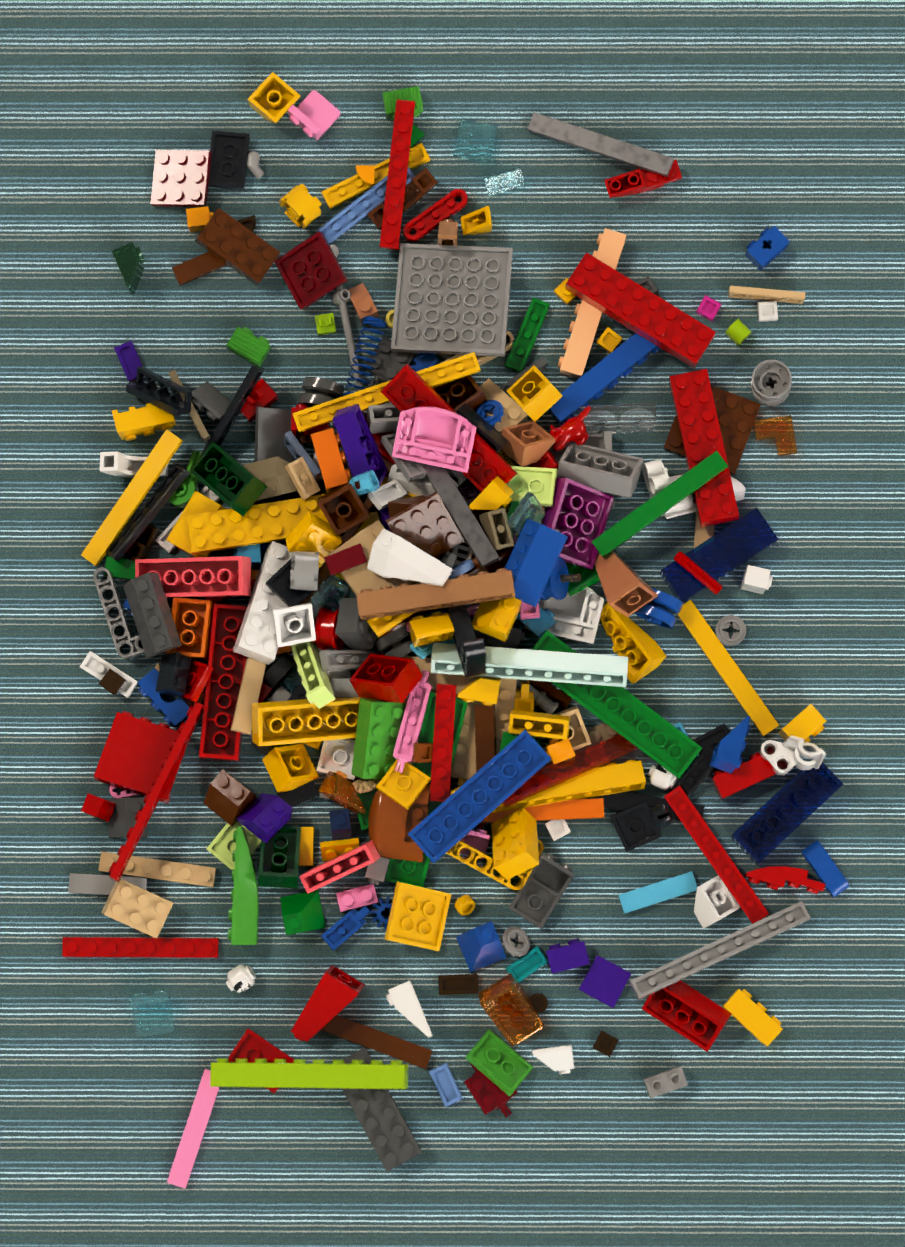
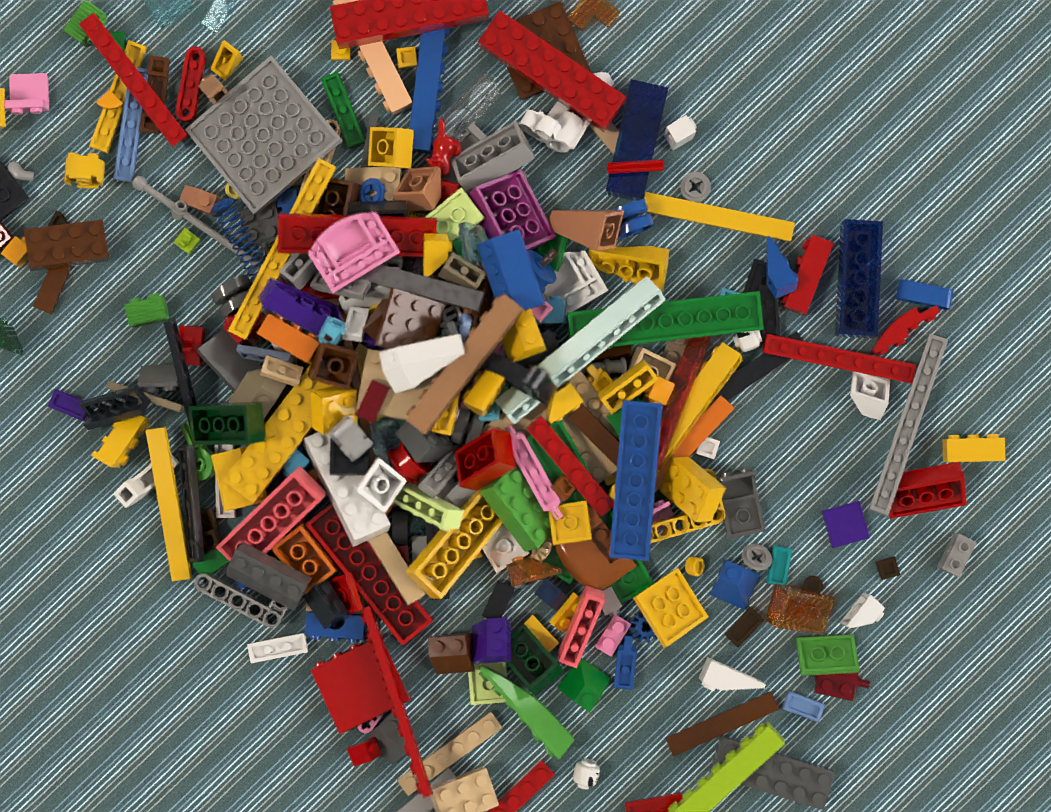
camera: 50 degrees left, 5 degrees up
(112, 682) = (285, 651): dark brown tile -> none
(289, 767) = (475, 589): yellow slope -> none
(311, 270) = (138, 211): dark red plate -> none
(328, 999) = (665, 724): red slope -> none
(567, 956) = (803, 532): dark purple brick -> none
(641, 824) = (765, 387): black plate -> none
(658, 892) = (822, 424): medium azure tile -> none
(660, 504) = (561, 142): green tile -> none
(789, 753) = (828, 235): white panel -> none
(803, 725) = (814, 208): yellow brick -> none

